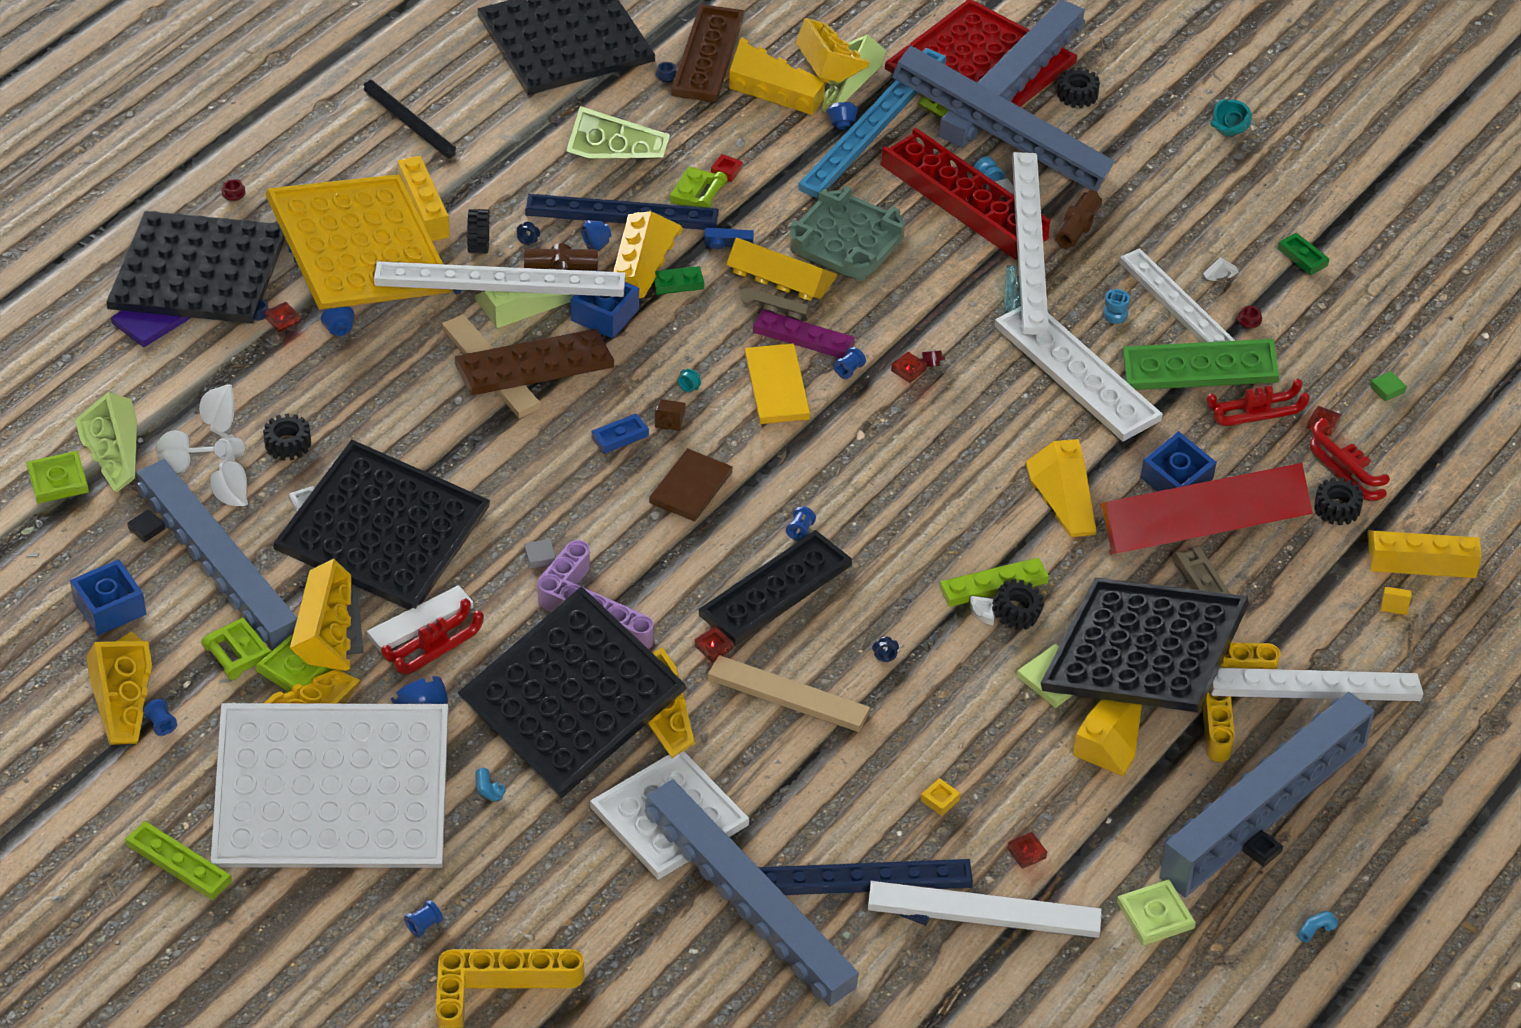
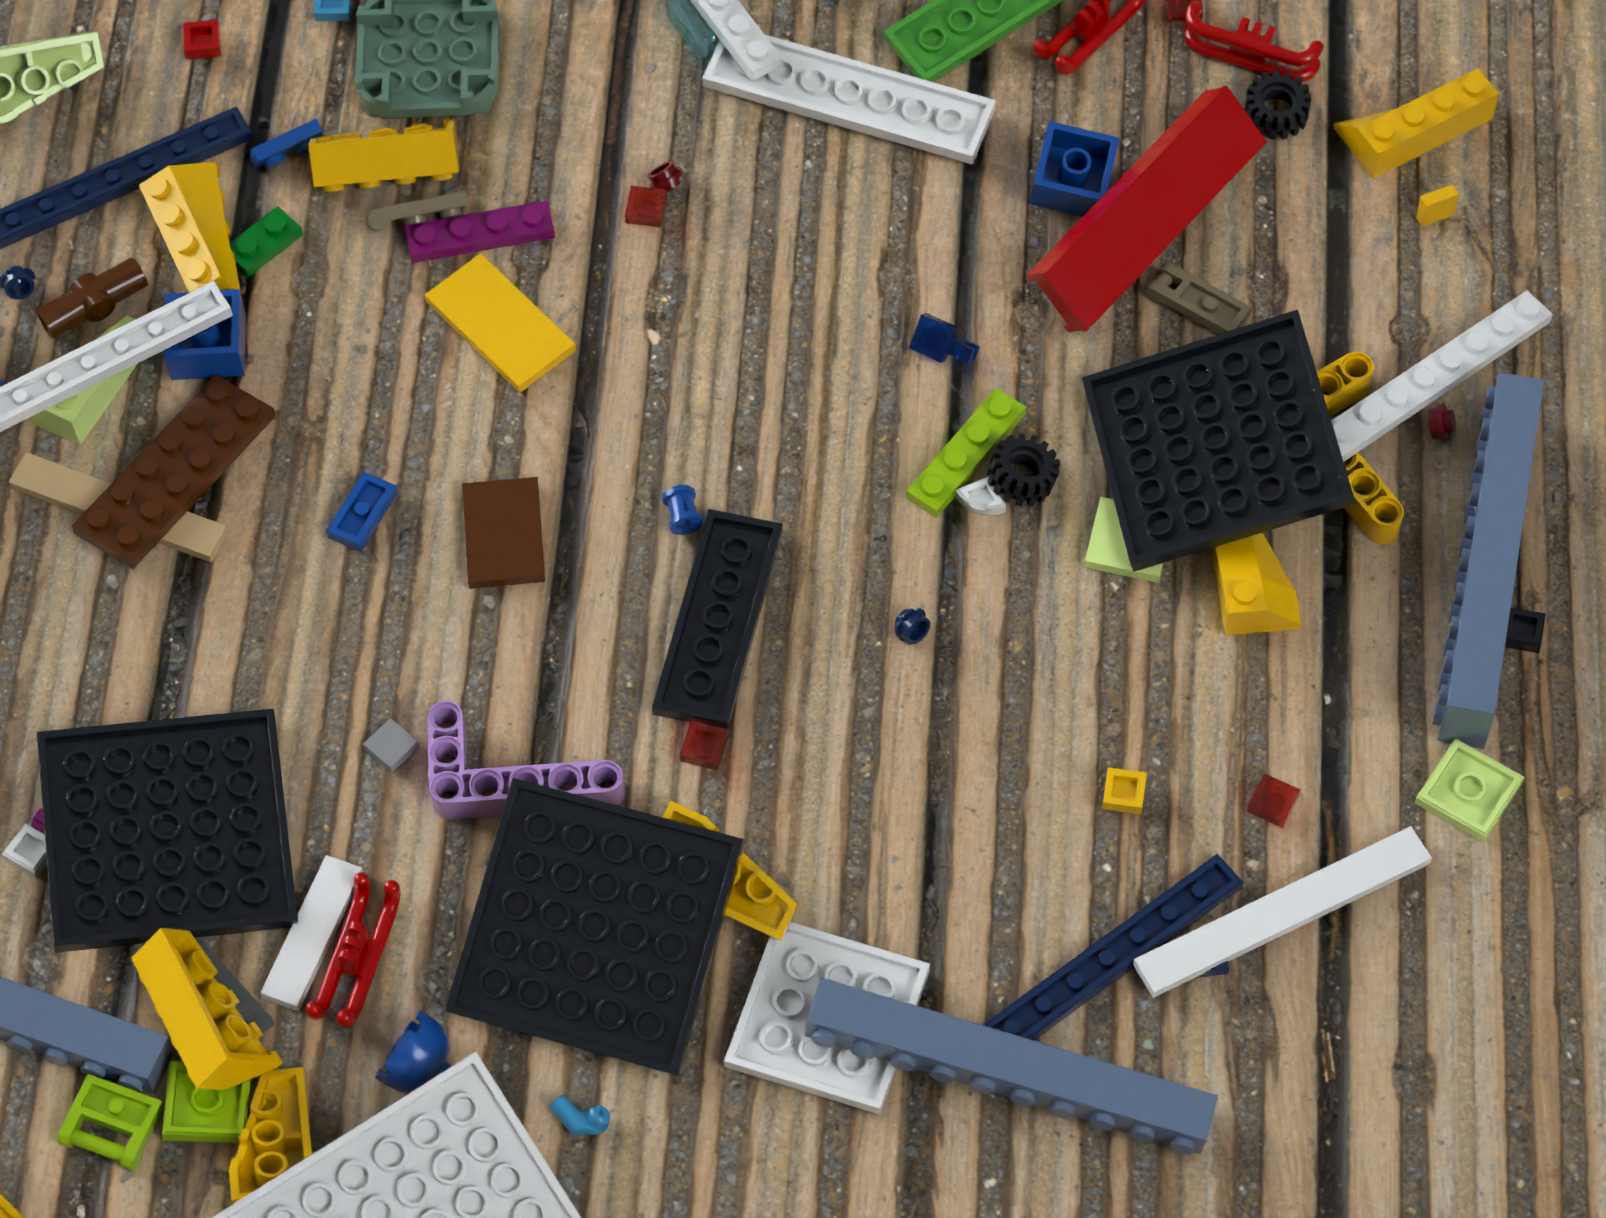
camera: 30 degrees left, 15 degrees up
(595, 234) = (110, 235): blue cone -> none
(669, 415) = (402, 446): reddish brown bracket -> none
(689, 380) = (390, 382): teal plate -> none
(692, 185) = (175, 91): lime plate -> none
(789, 693) = (841, 757): tan tile -> none
(851, 361) = (569, 248): blue bush -> none
(1023, 515) = (937, 339): none -> clear blue plate
(1062, 480) = (947, 262): yellow wedge -> none
(1301, 712) = (1441, 422): none -> dark red plate

